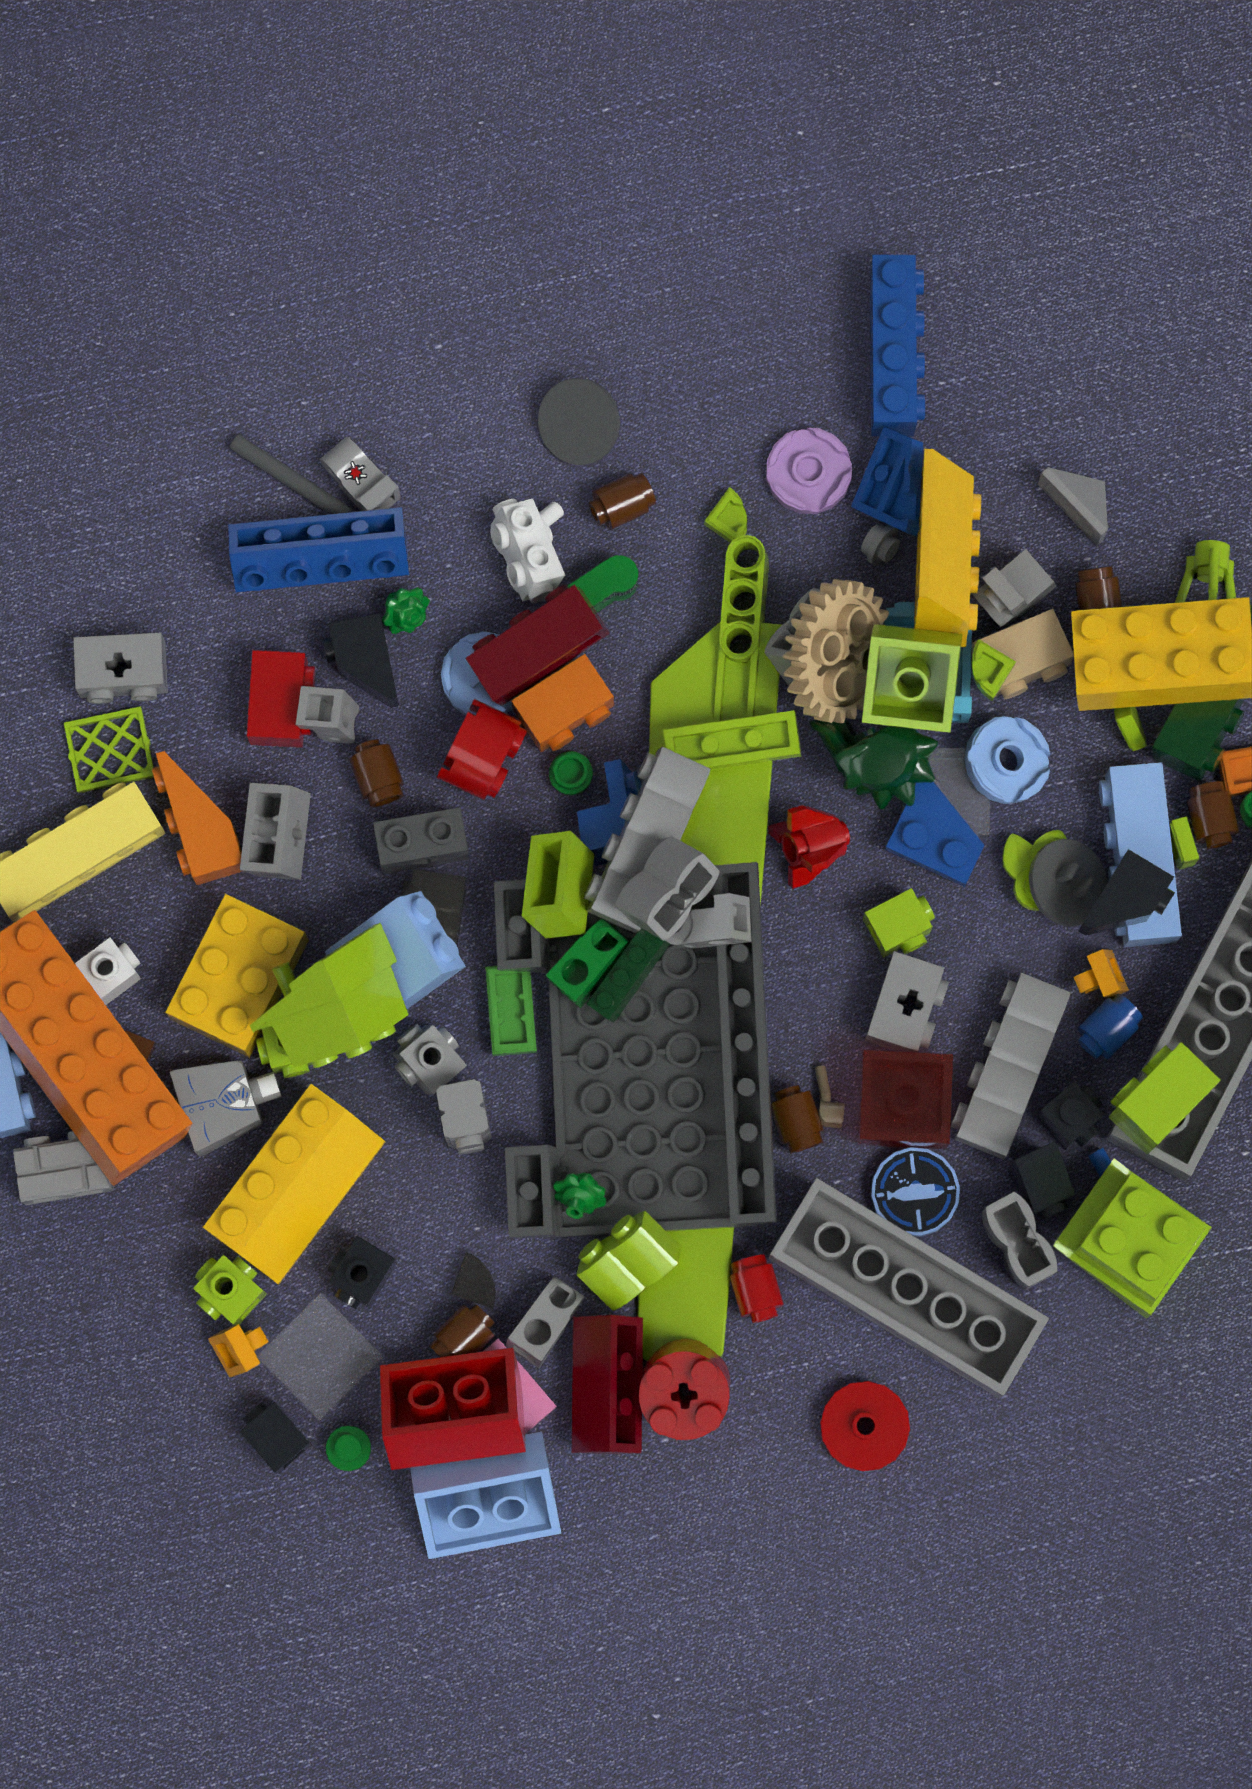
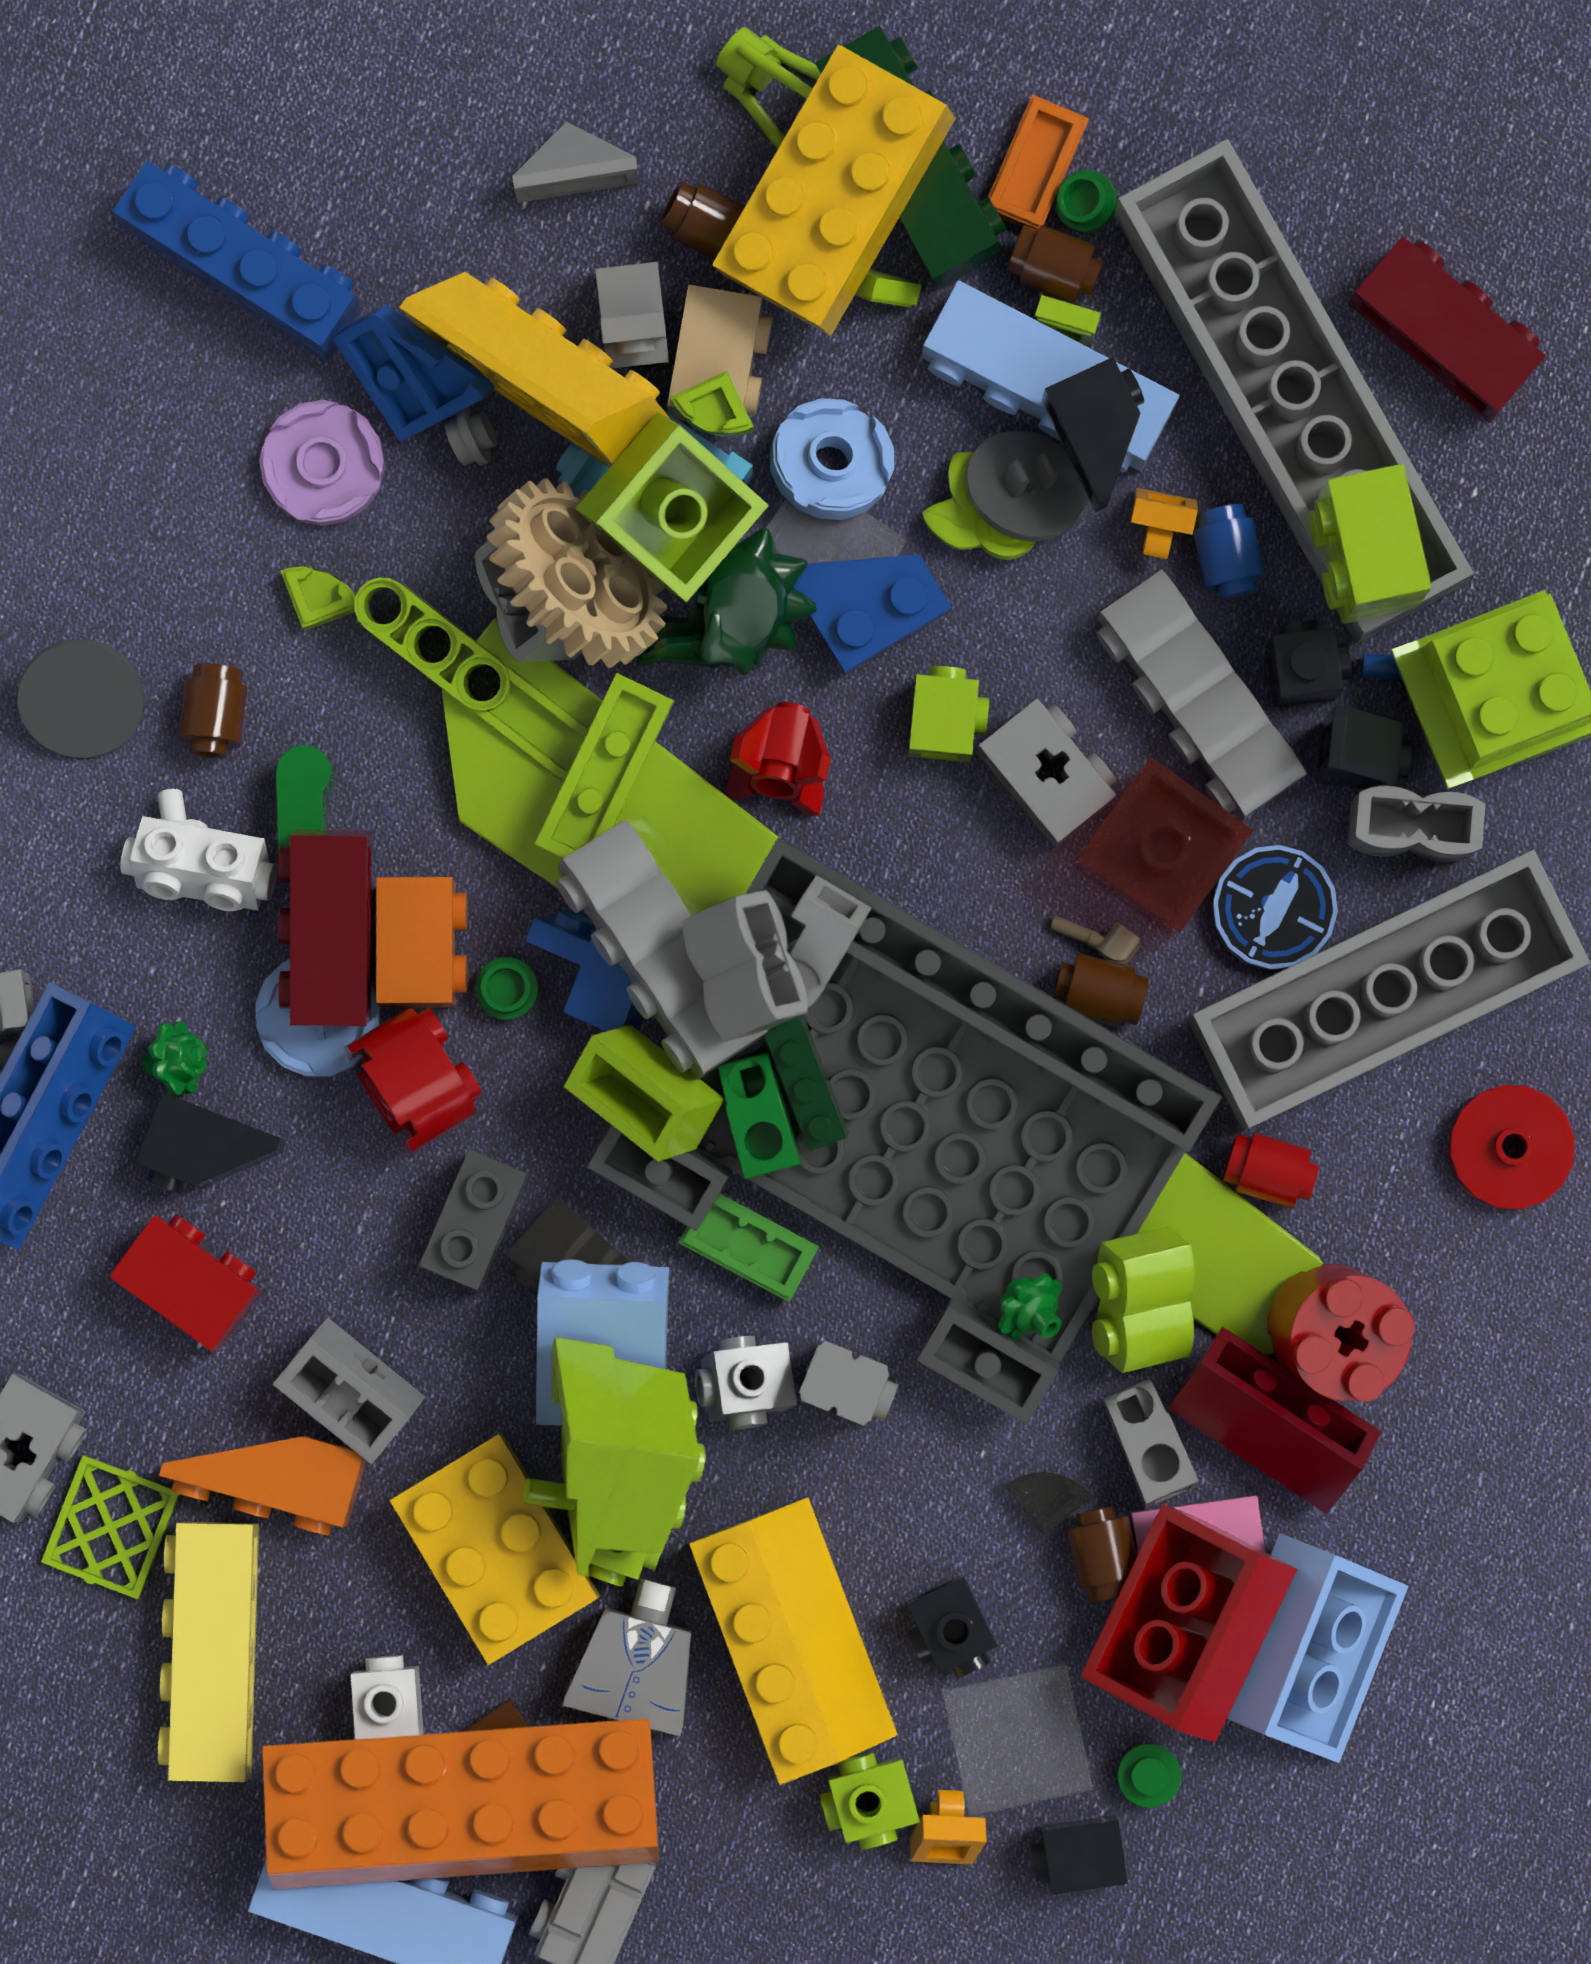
camera: 60 degrees left, 5 degrees up
(327, 713) = (246, 1235): light grey leg -> none
(377, 773) = (355, 1221): reddish brown brick -> none

